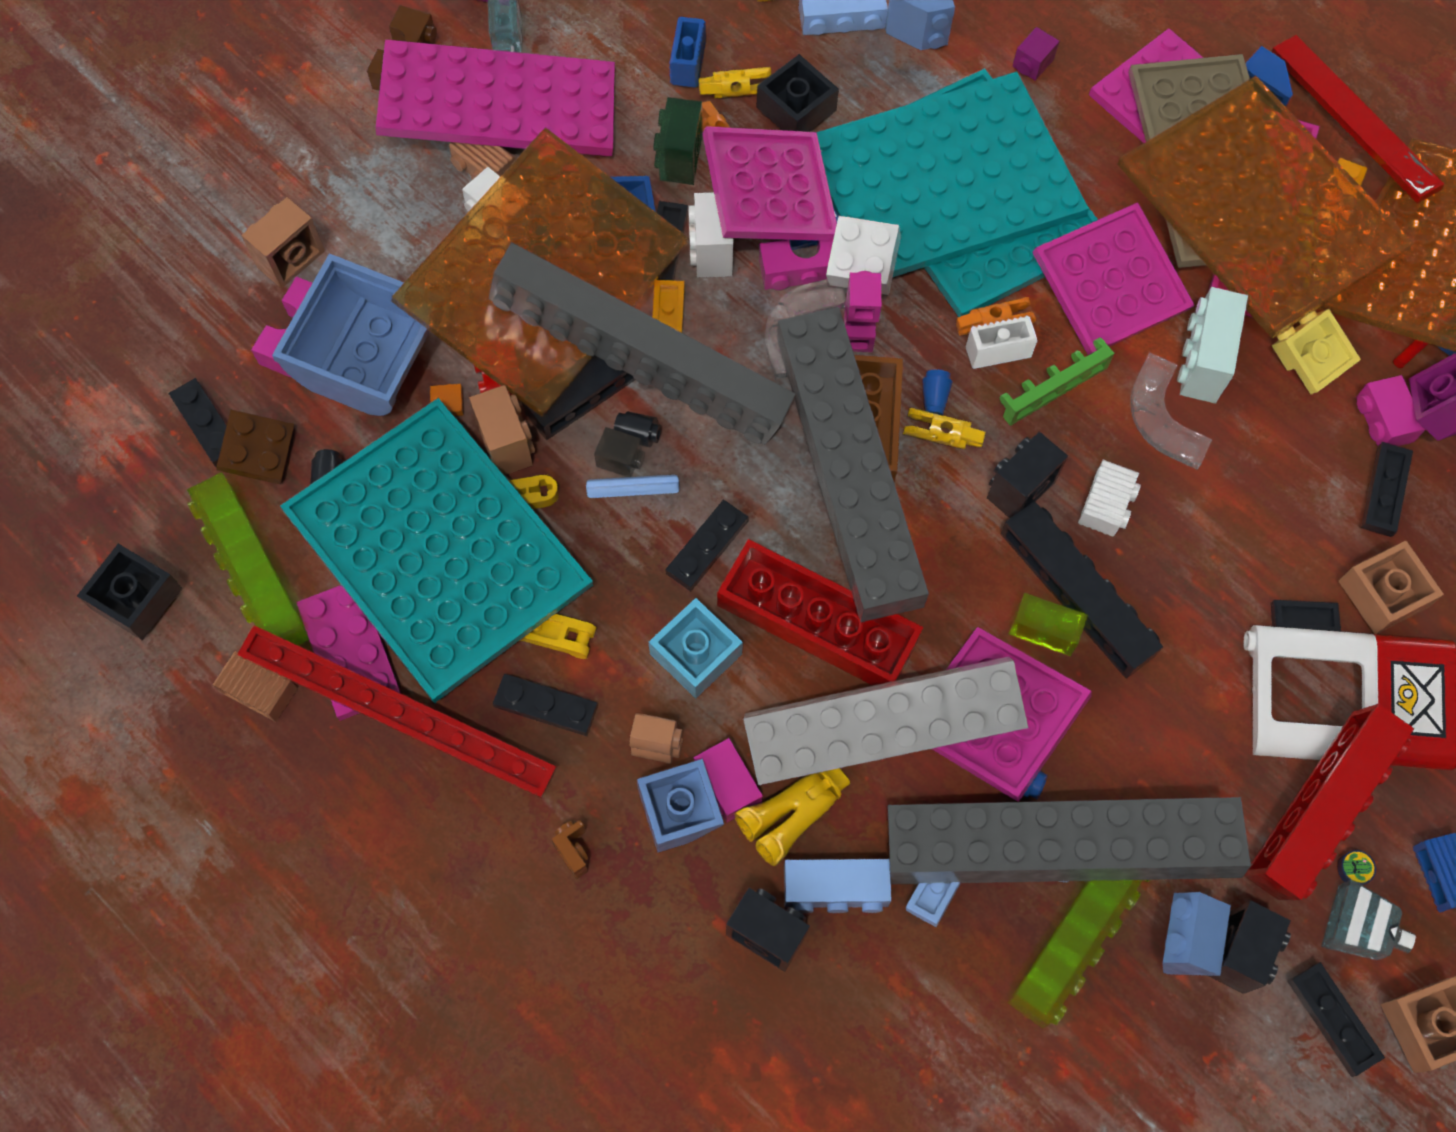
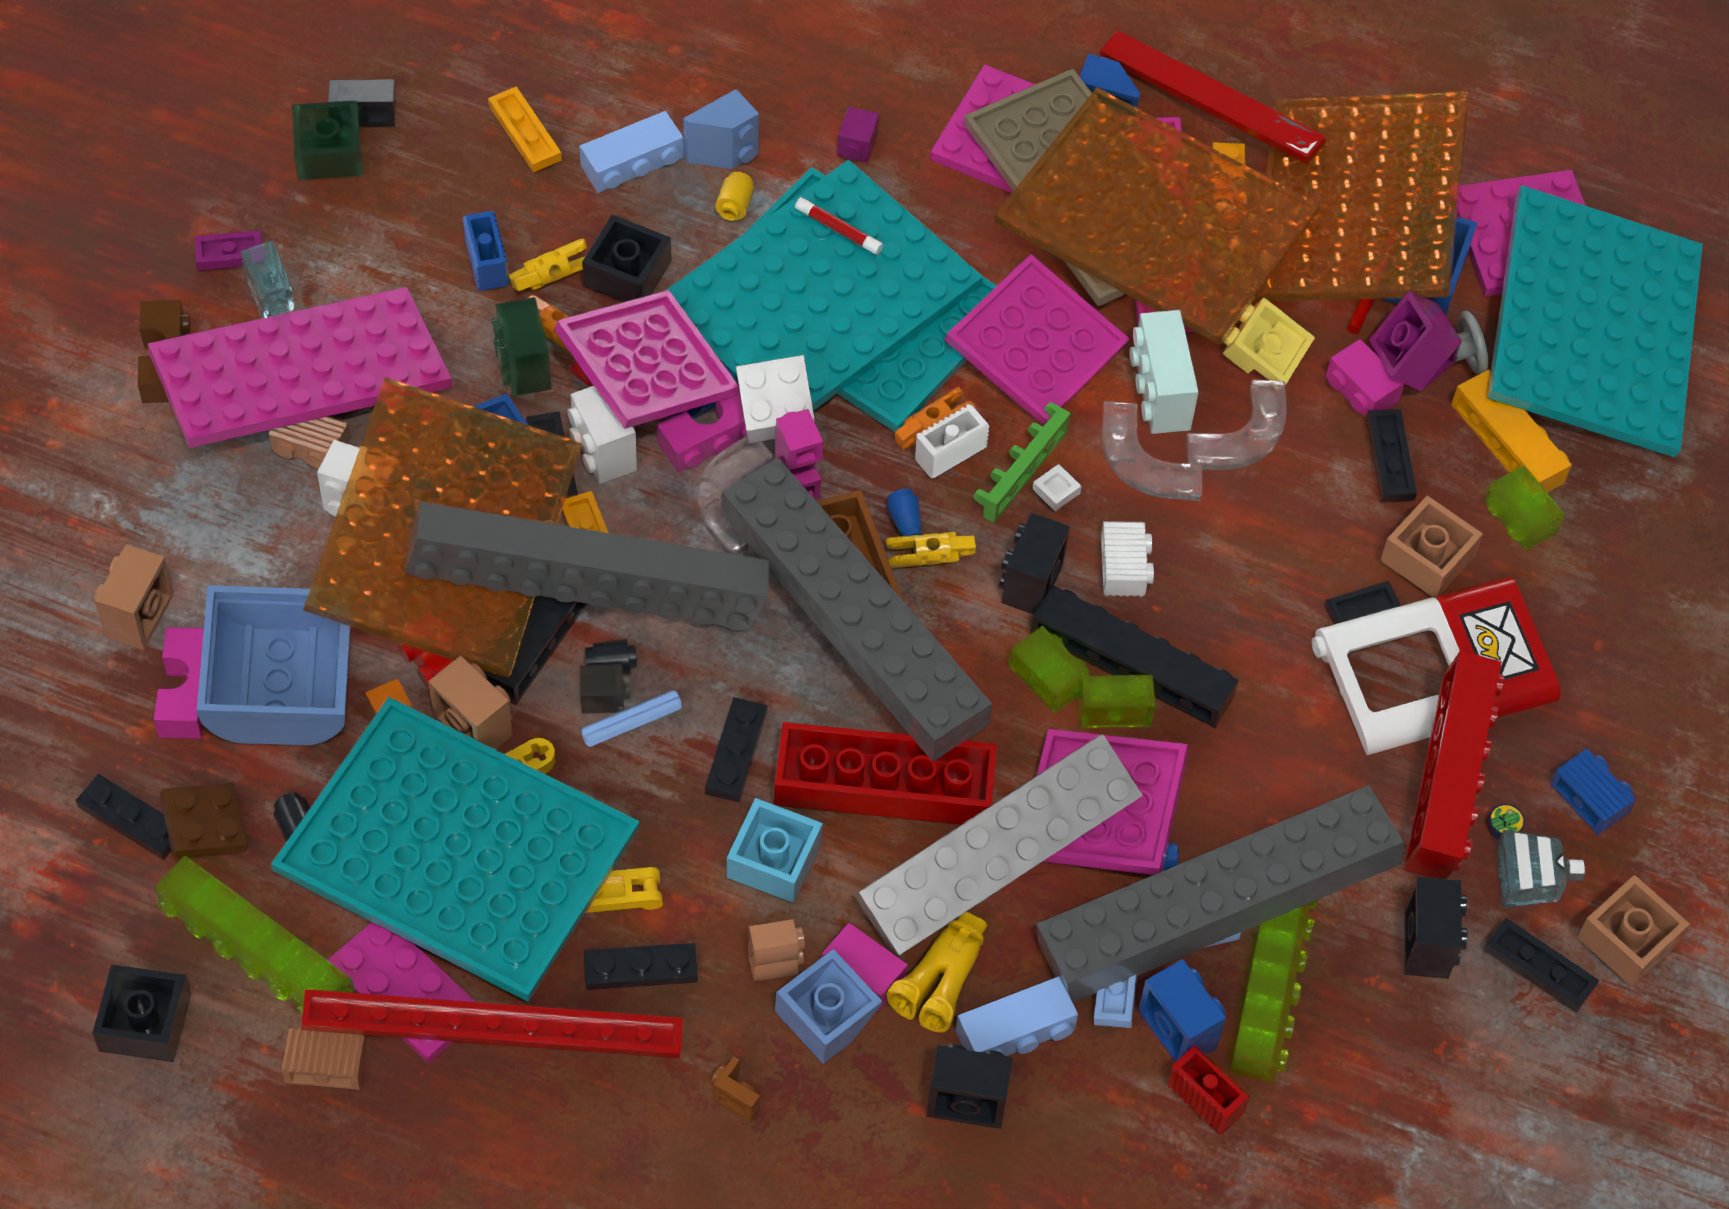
camera: 25 degrees left, 10 degrees down
(910, 73) = (735, 196): none -> yellow brick
(978, 1017) = (1208, 1090): none -> red brick
(983, 125) = (839, 226): none -> red bar
(984, 937) = (1181, 1011): none -> blue brick
(1001, 572) = (1048, 668): none -> clear neon green brick
(1076, 414) = (1057, 487): none -> white plate
(1196, 935) = (1379, 932): medium blue slope -> none
(1263, 433) = (1250, 442): none -> clear plate

